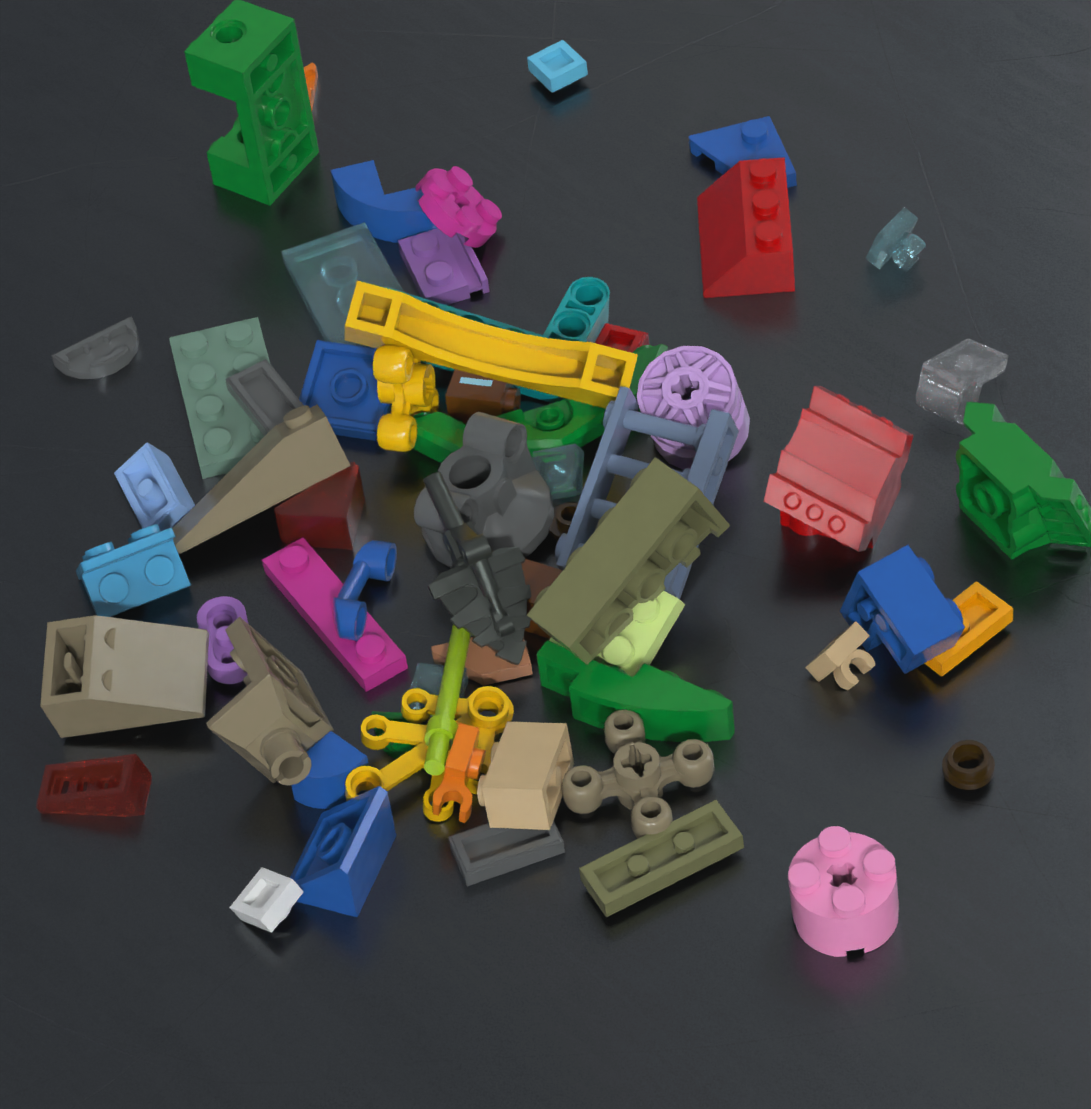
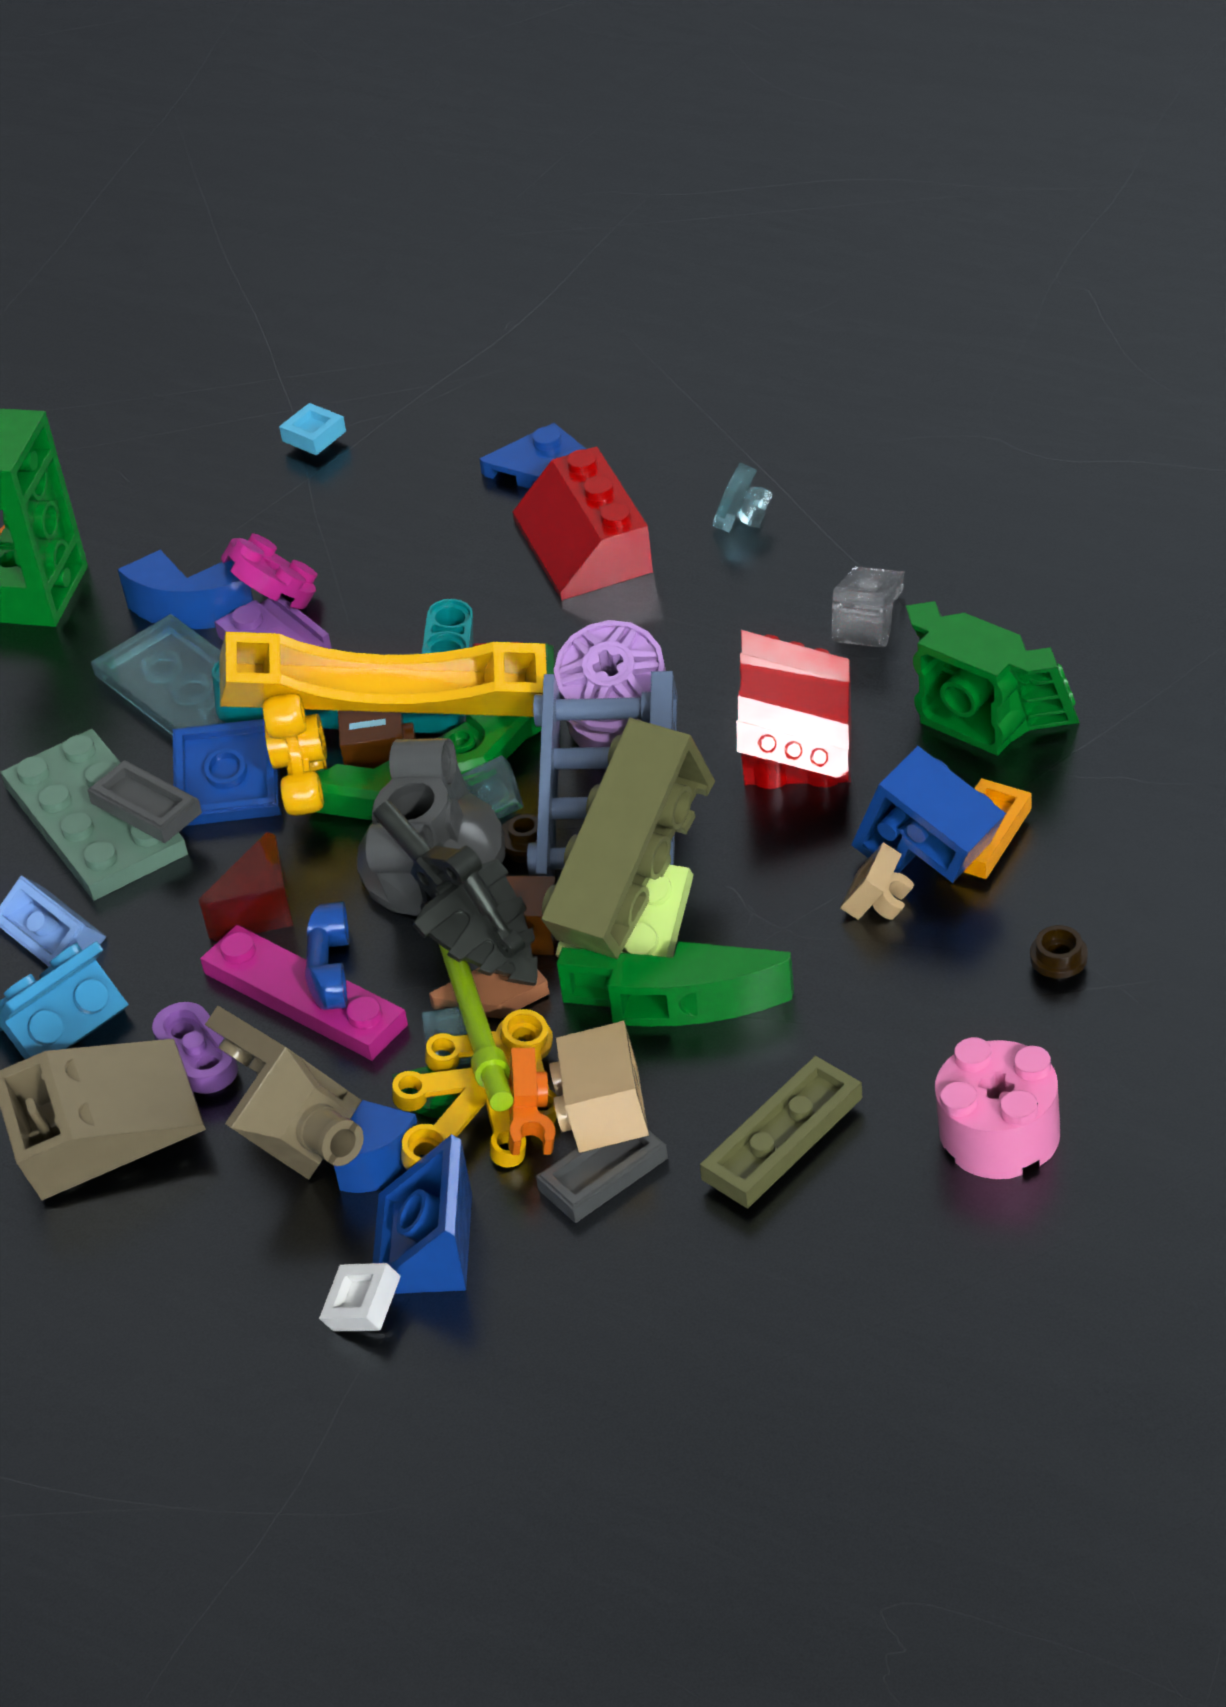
camera: 20 degrees left, 5 degrees down
(124, 797) = (141, 1238): clear red slope -> none
(277, 467) = (185, 858): dark tan wedge -> none
(637, 774) = (717, 1055): dark tan gear -> none

